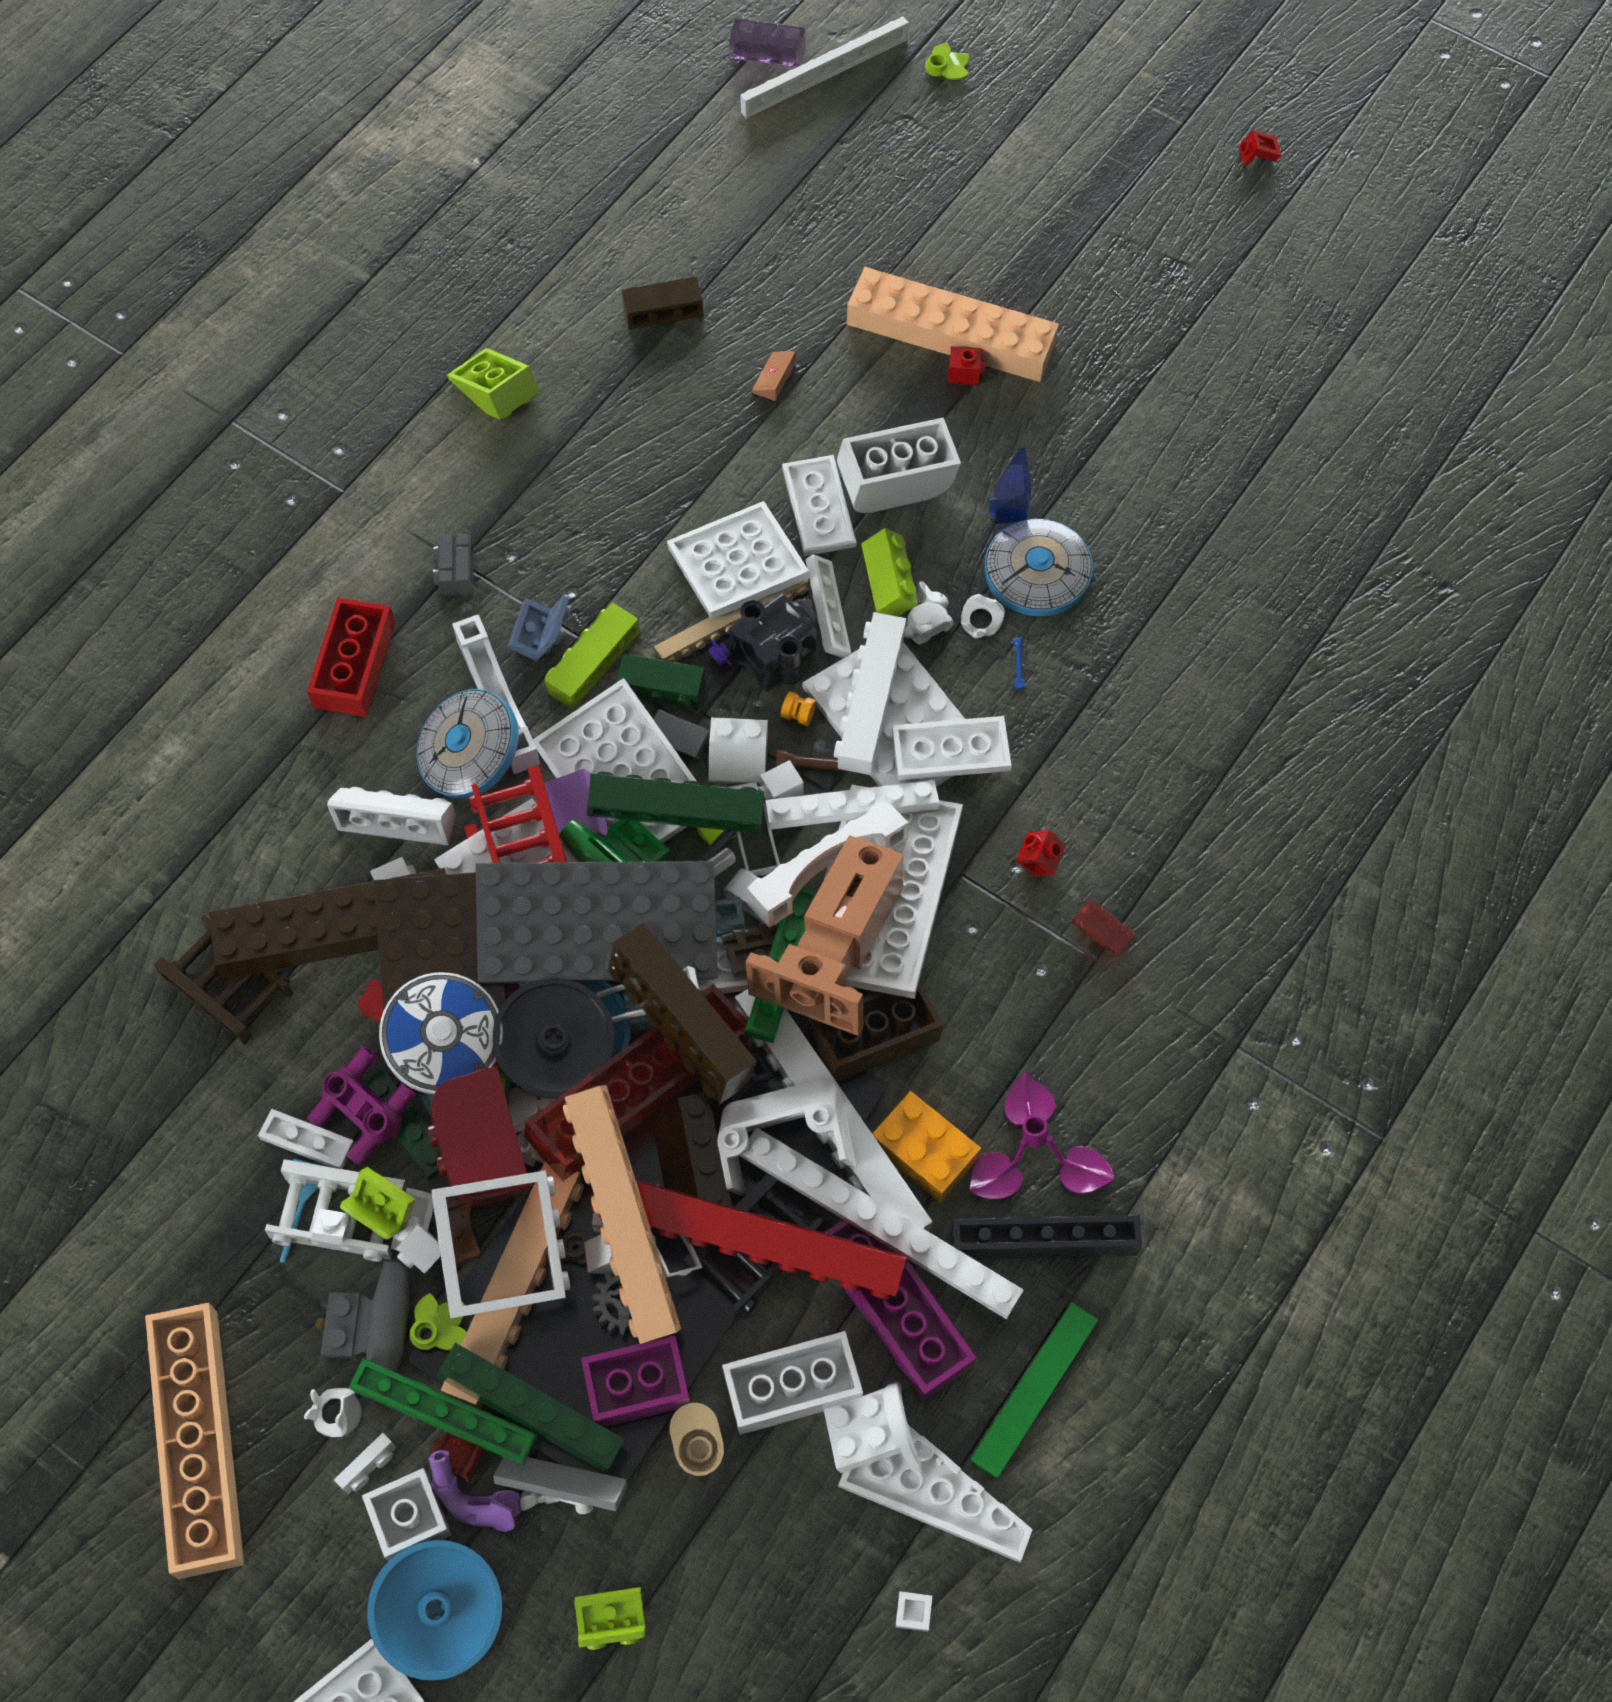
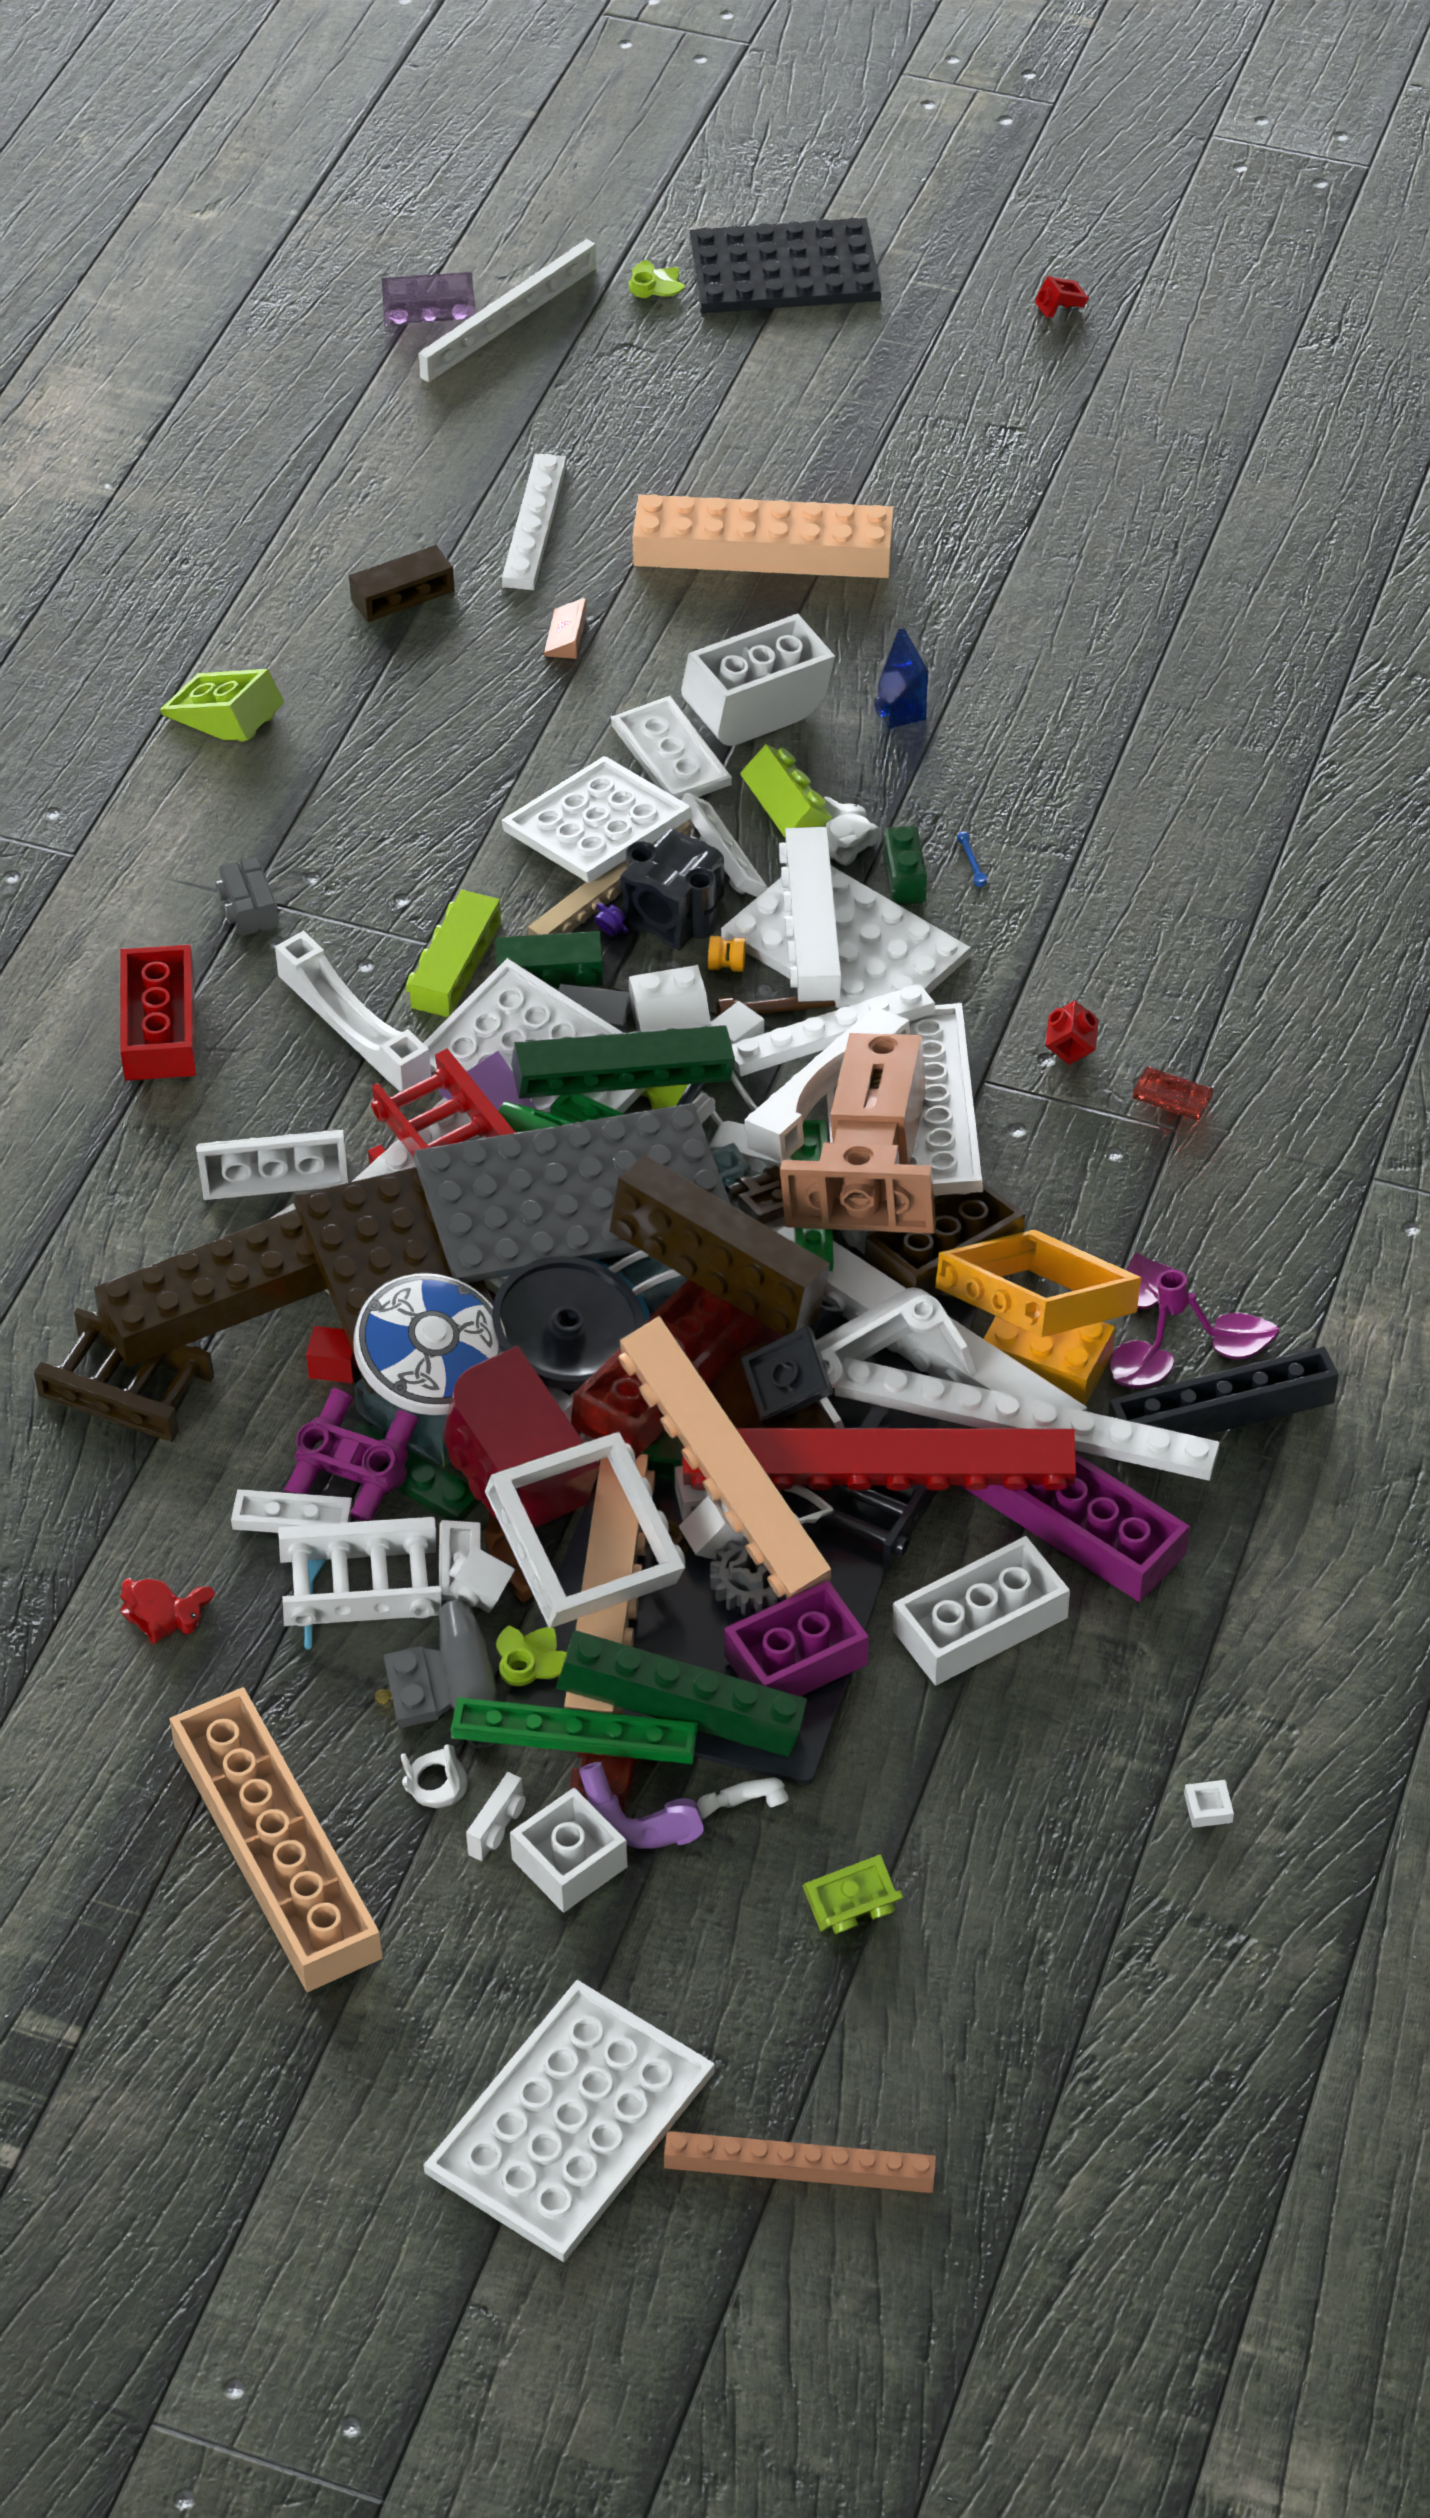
camera: 15 degrees left, 15 degrees down
(181, 1200) = (158, 1610): none -> red animal
(331, 1227) = (364, 1579): white plate -> none
(378, 1204) = (416, 1539): lime bracket -> none
(434, 1610) = (639, 1933): dark azure dish -> none
(467, 743) = (333, 1062): dish -> none
(538, 628) = (377, 941): sand blue bracket -> none
(562, 1482) = (741, 1773): light grey tile -> none
(696, 1439) = (889, 1692): tan cap -> none
(702, 1138) = (787, 1375): none -> black plate
(783, 267) = (534, 522): none -> white plate
(871, 1430) = (1092, 1632): white piece -> none
(941, 1498) = (1170, 1677): white wing -> none
(943, 1051) = (1098, 1287): none -> light orange window
(951, 748) = (927, 948): white plate -> none
(961, 660) = (904, 865): none -> dark green brick
(966, 365) = (795, 575): red brick -> none
(981, 602) = (911, 802): white piece -> none
(1033, 1391) = (1265, 1561): green tile -> none
(1038, 567) = (958, 759): dish -> none
(1052, 70) = (784, 265): none -> black plate

